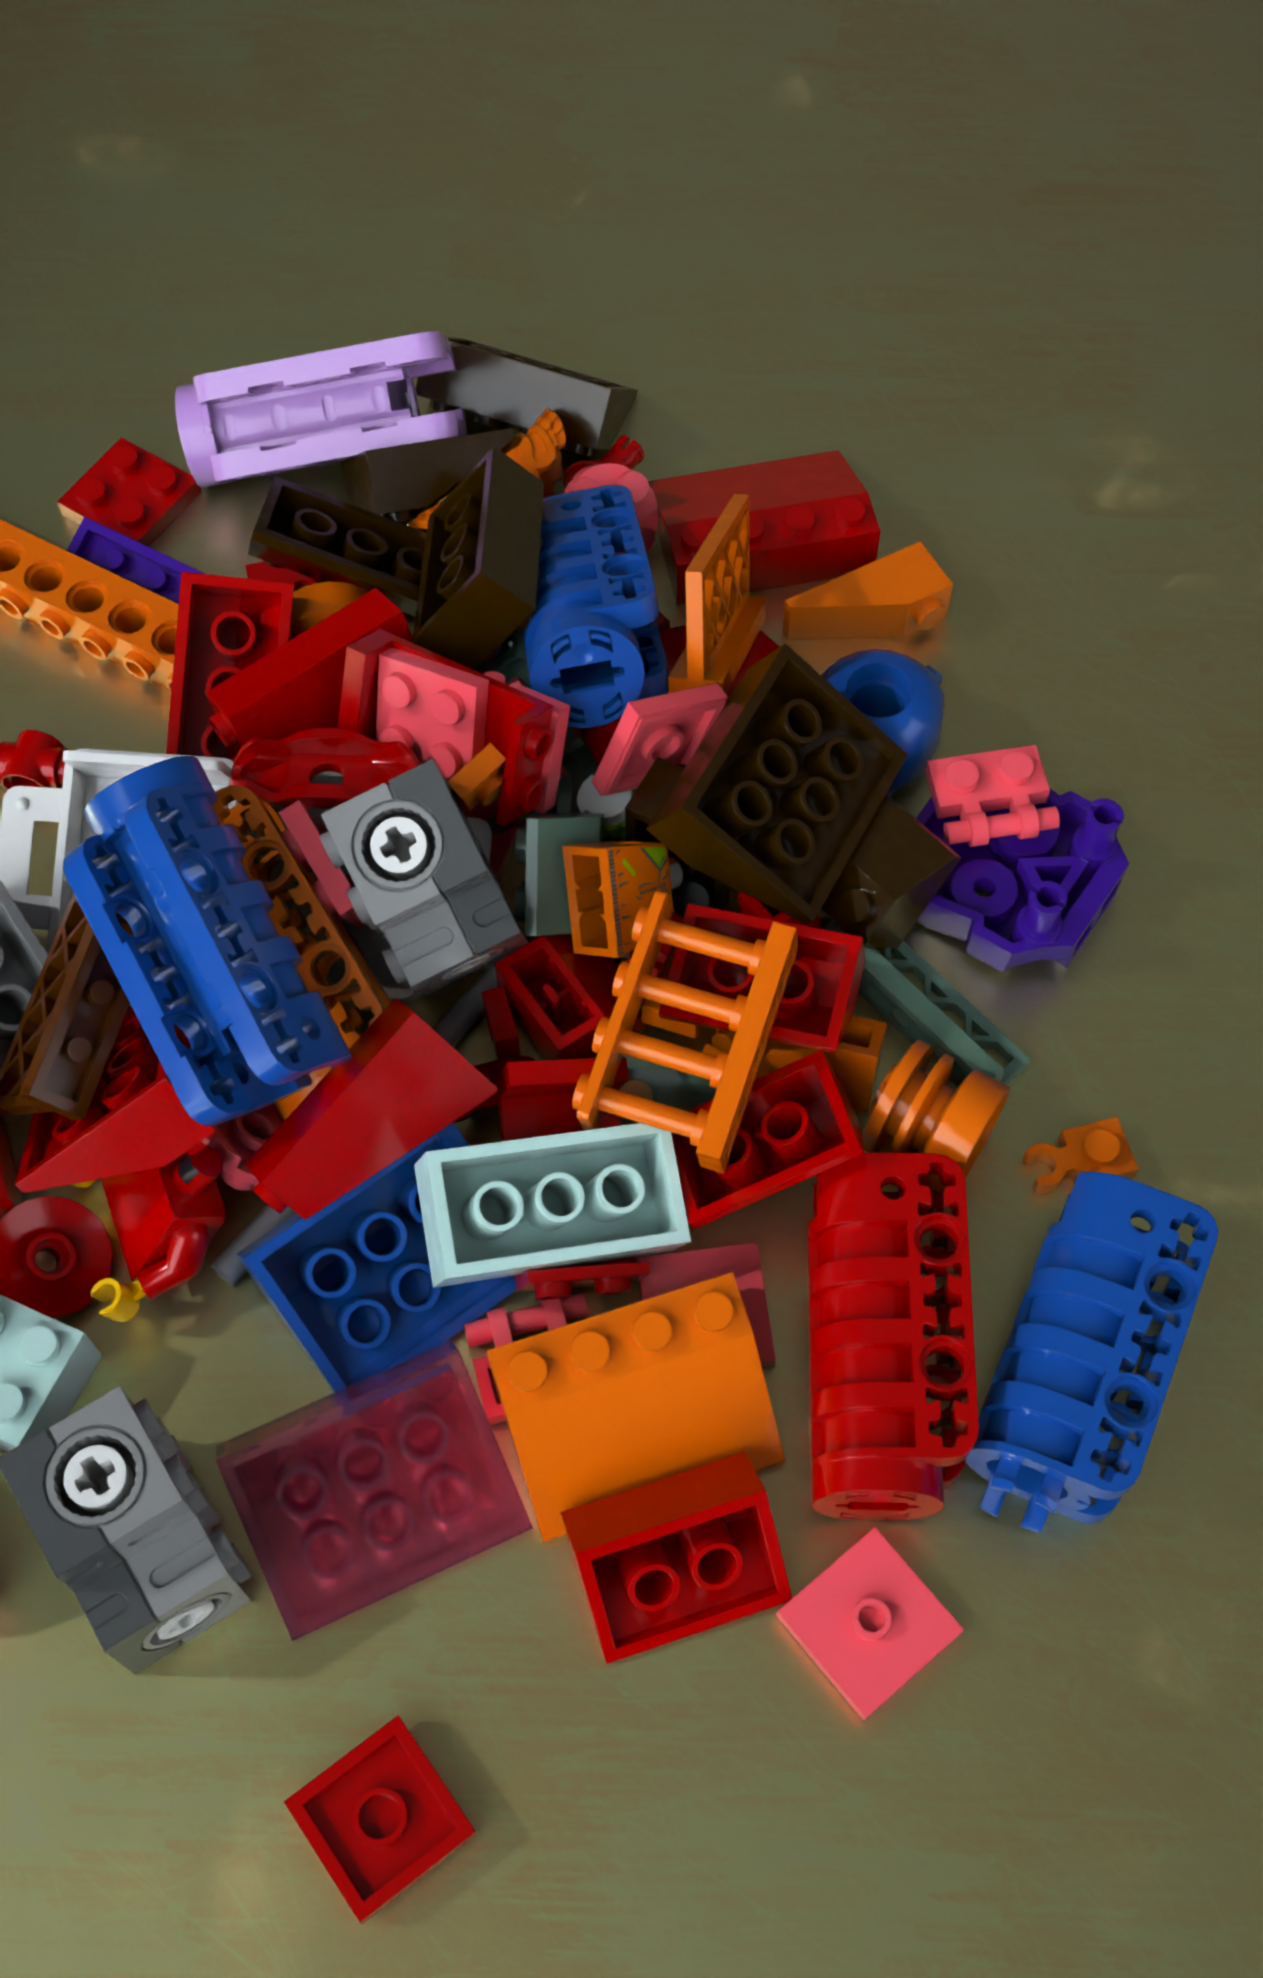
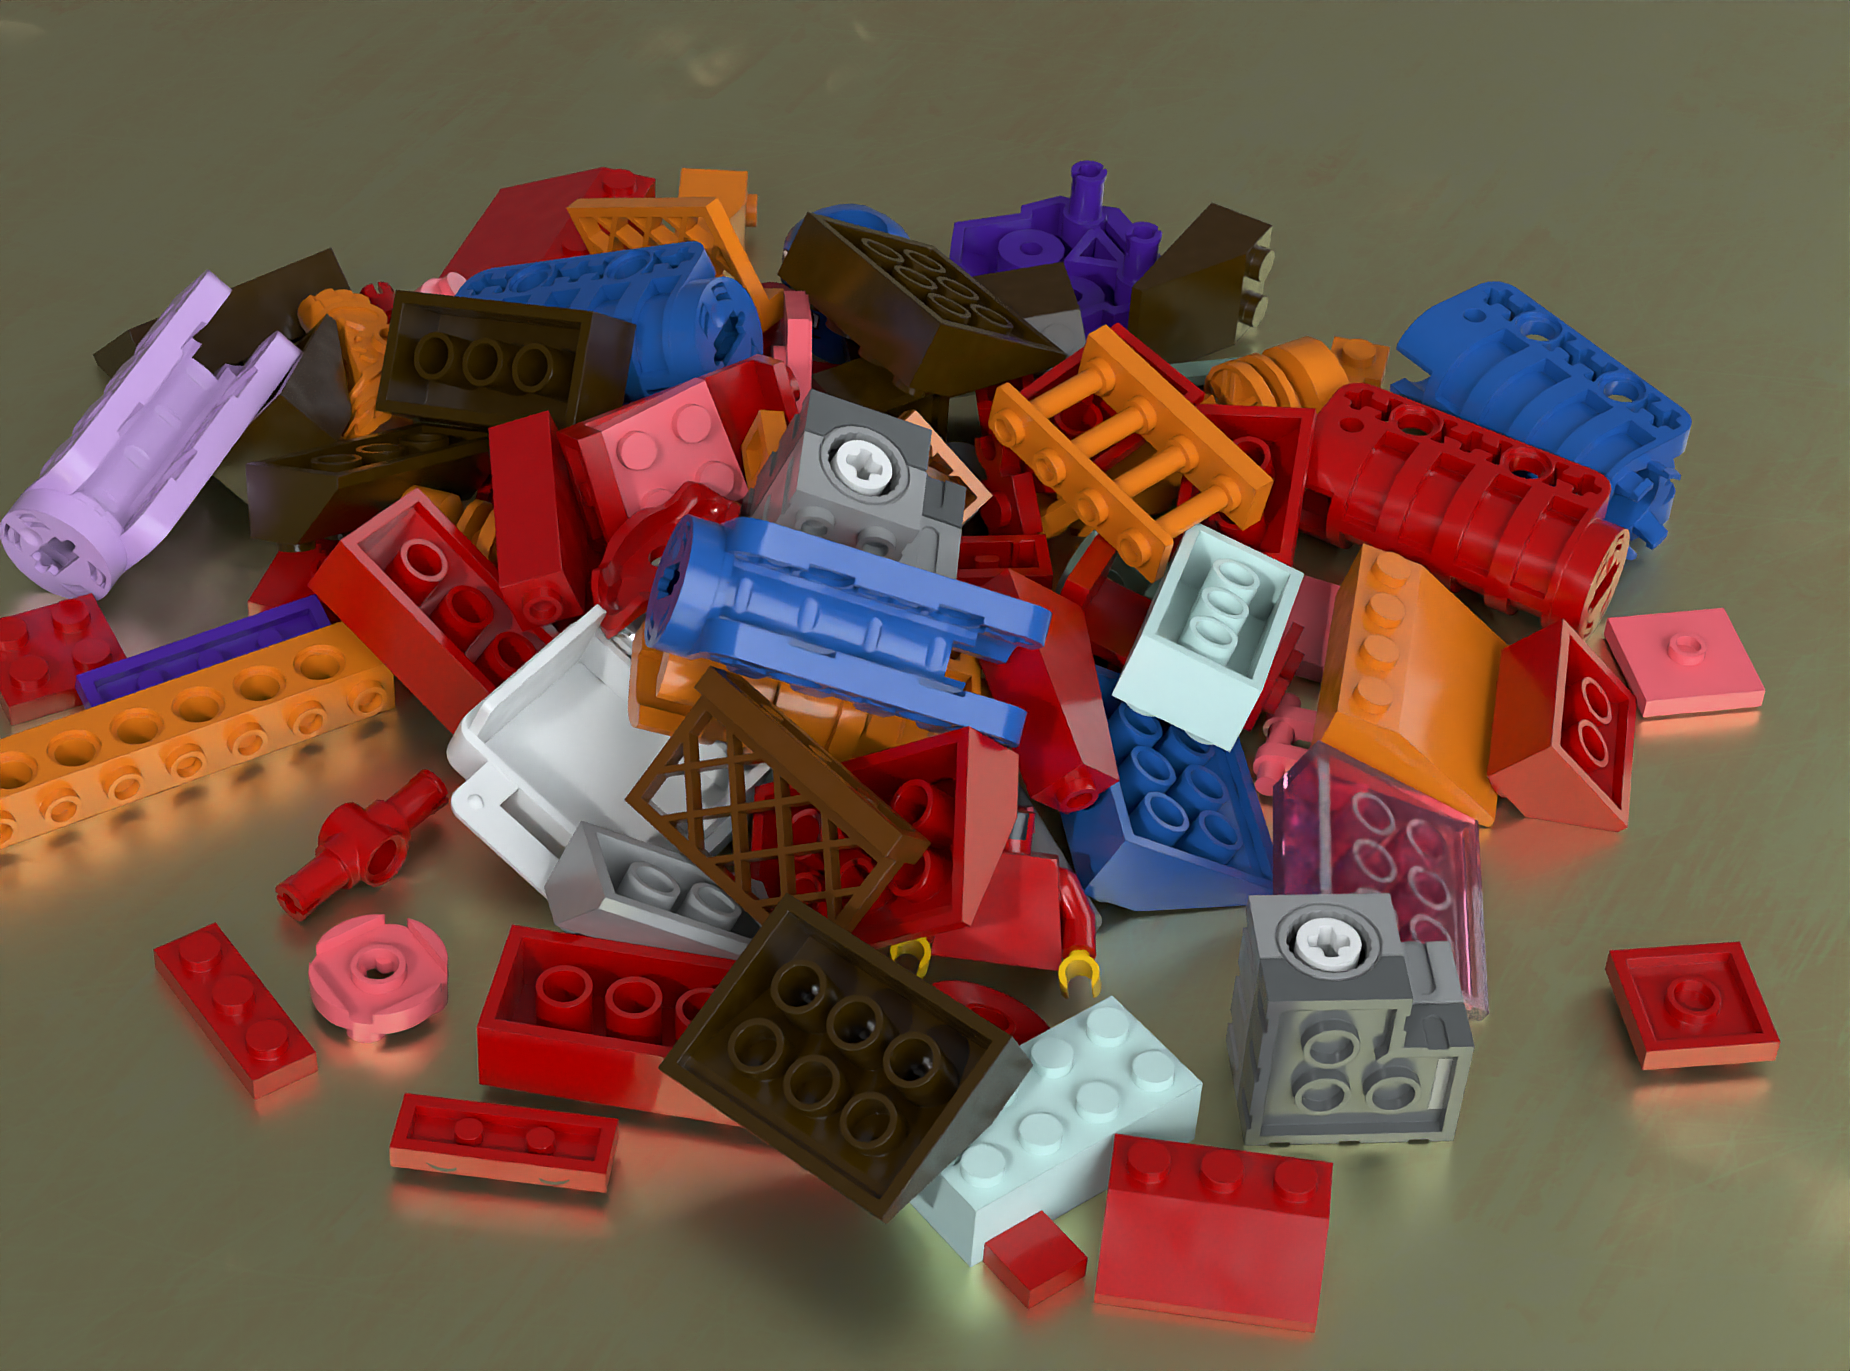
camera: 65 degrees left, 20 degrees down
(987, 783) = (985, 228): coral plate -> none
(1053, 979) = (1204, 287): none -> dark brown slope

